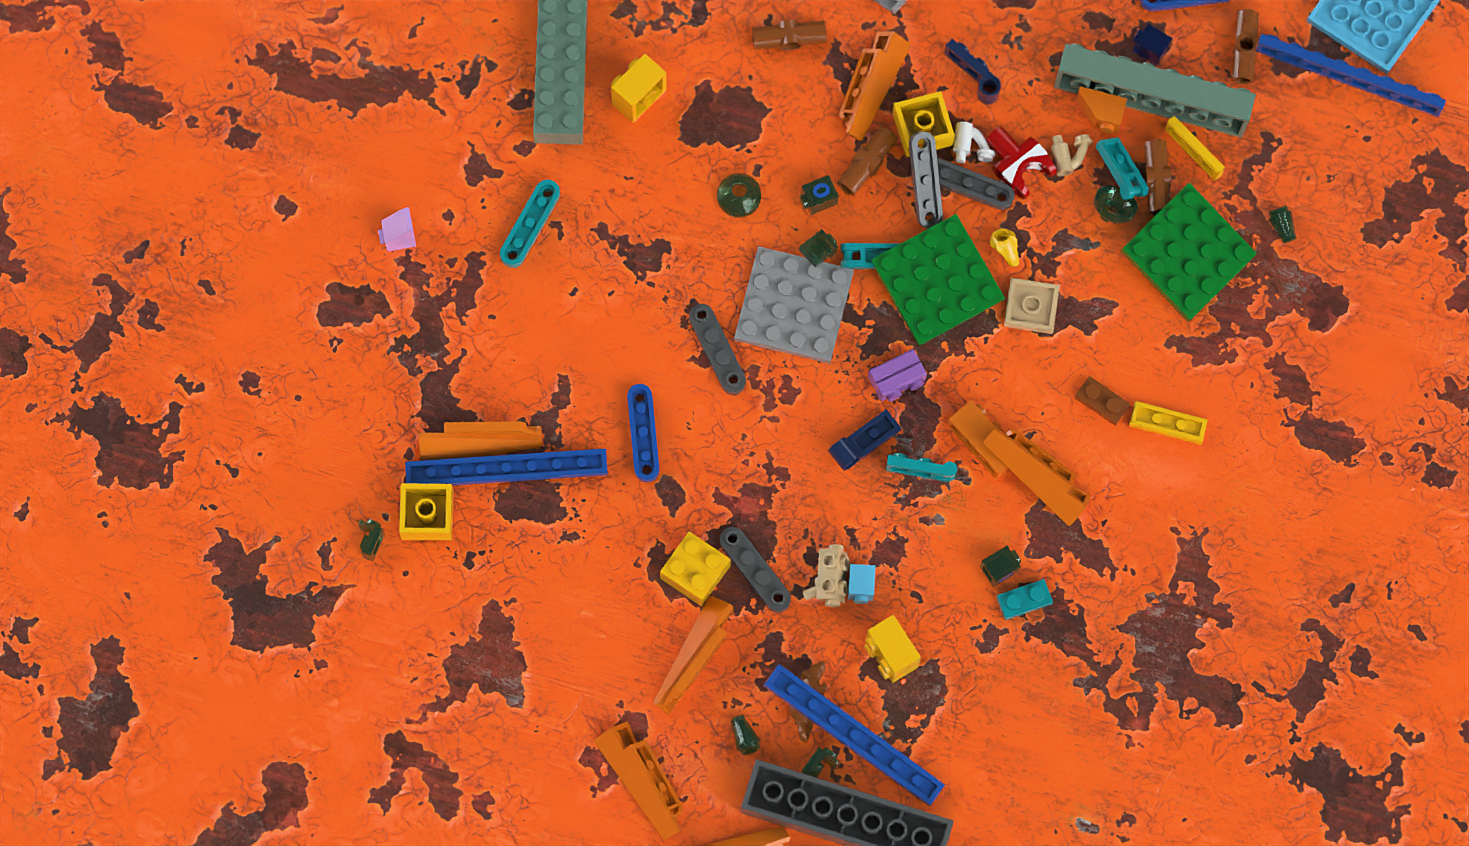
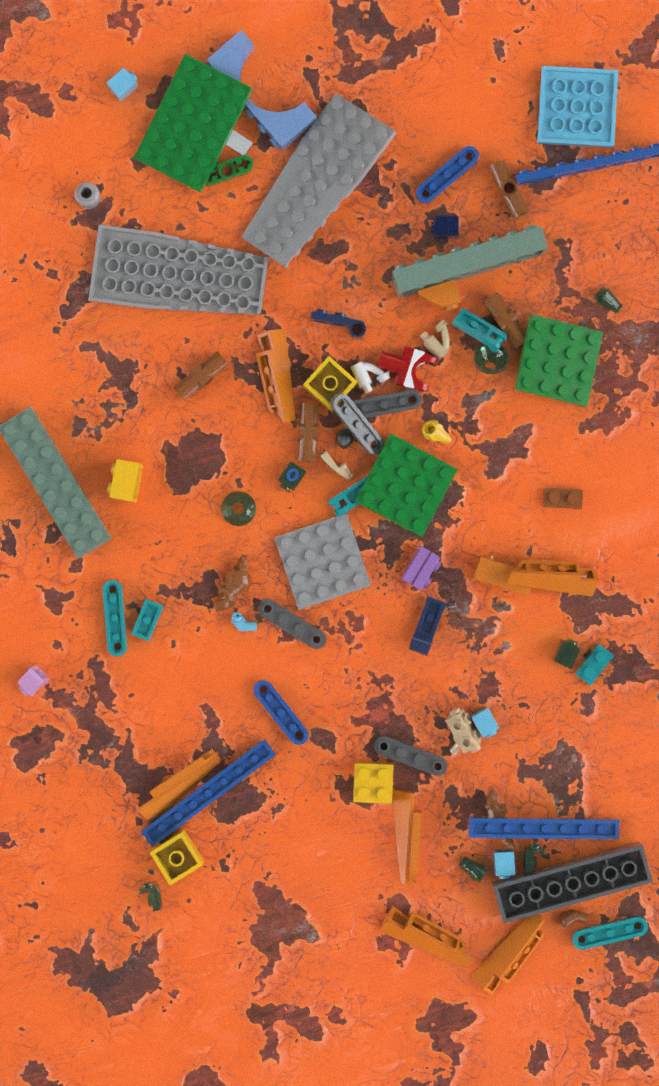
camera: 30 degrees left, 15 degrees up
(563, 247) = (147, 620): none -> teal plate
(662, 316) = (241, 624): none -> medium azure arm
(686, 268) = (236, 584): none -> dark orange animal
(784, 749) = (504, 863): none -> medium azure brick
(819, 248) = (315, 514): clear green bracket -> none
(877, 220) = (342, 470): none -> tan slope
(891, 649) = (533, 756): yellow brick -> none
(902, 193) = (345, 438): none -> pearl dark grey animal
(921, 468) = (475, 620): teal plate -> none
(1031, 305) = (477, 462): tan tile -> none
(1168, 422) = (614, 485): yellow tile -> none
(1194, 148) = (518, 284): yellow tile -> none

